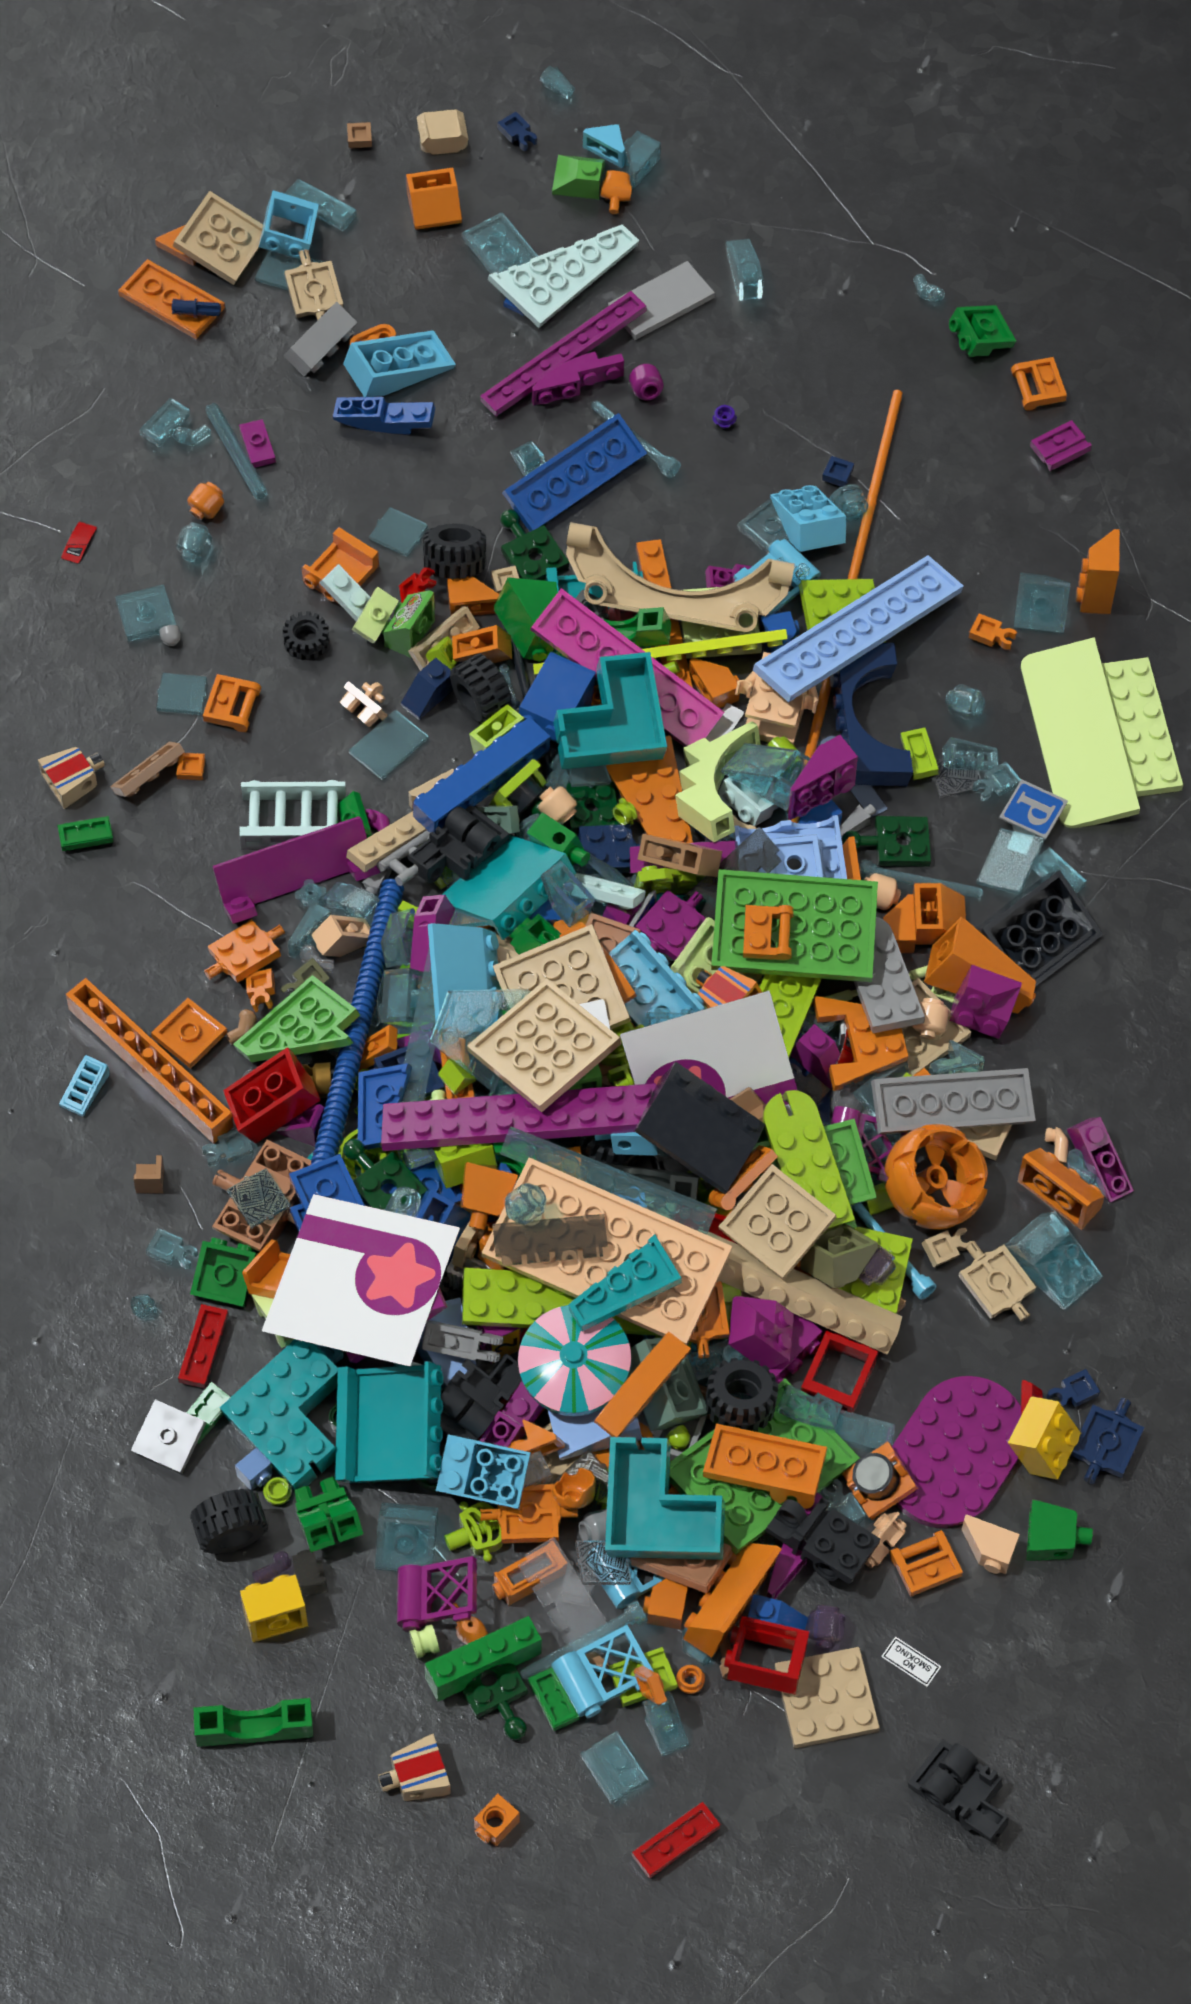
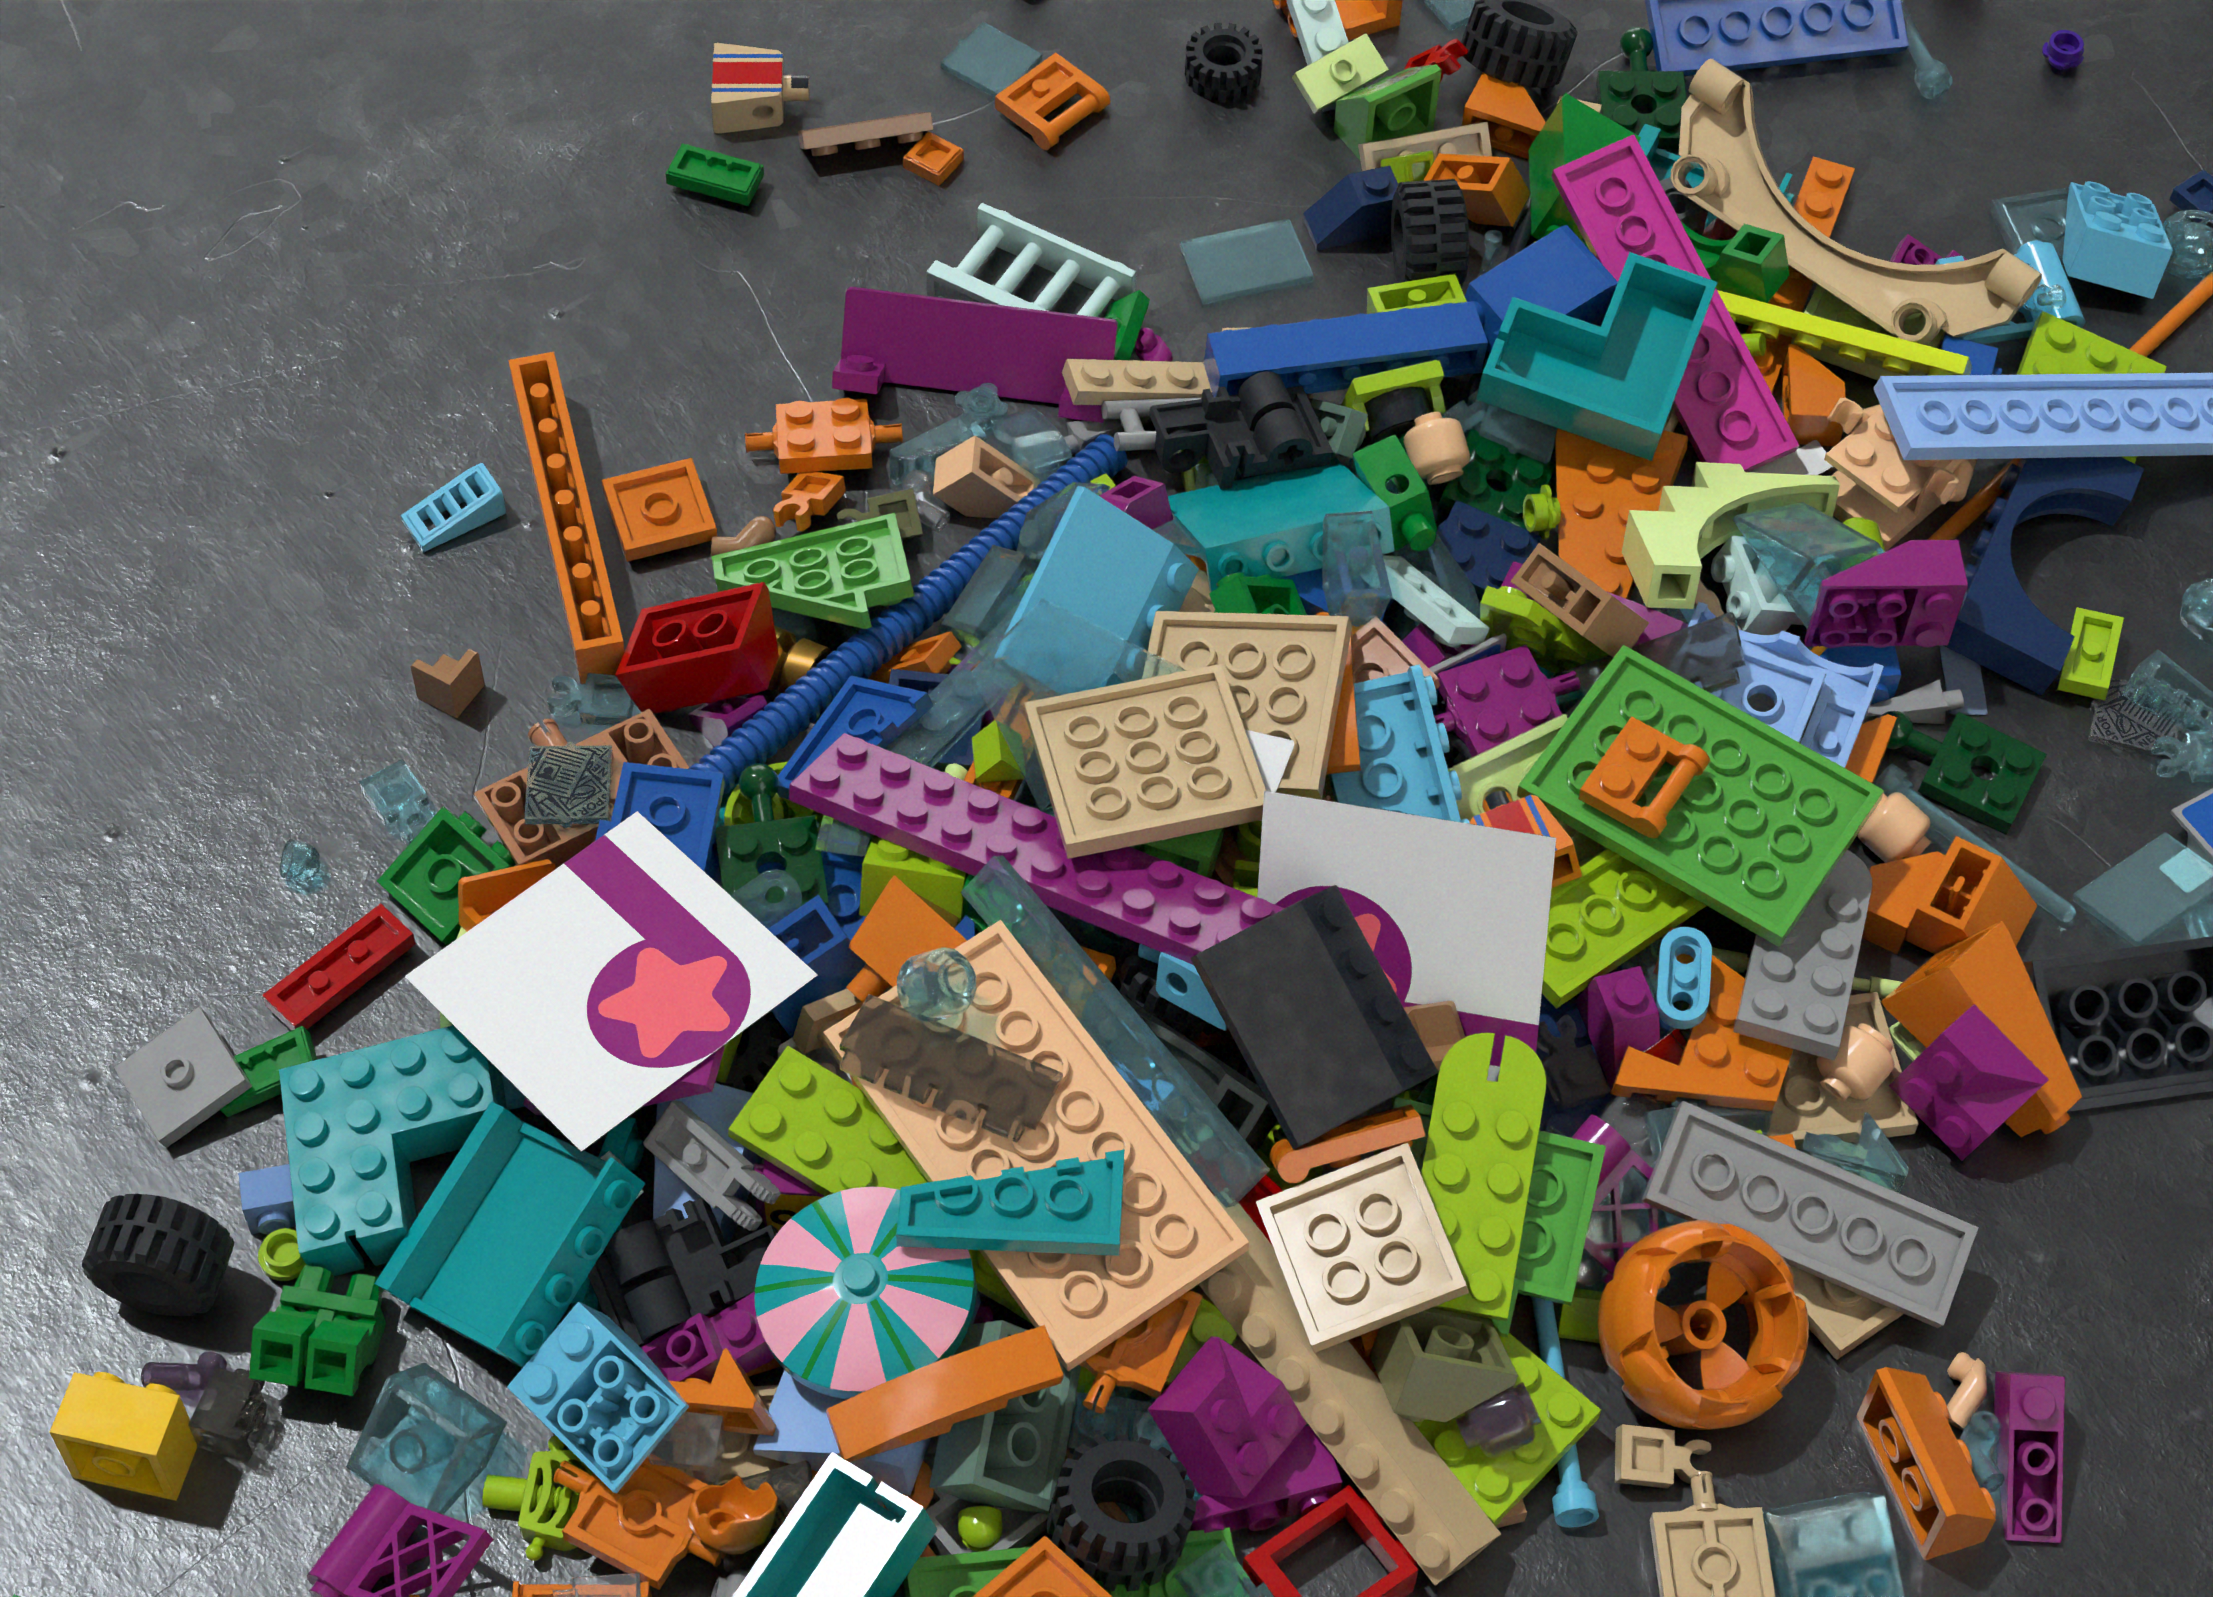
camera: 30 degrees right, 5 degrees down
(354, 697) = (1263, 178): light nougat hips -> none
(837, 1020) = (1684, 981): none -> medium azure plate

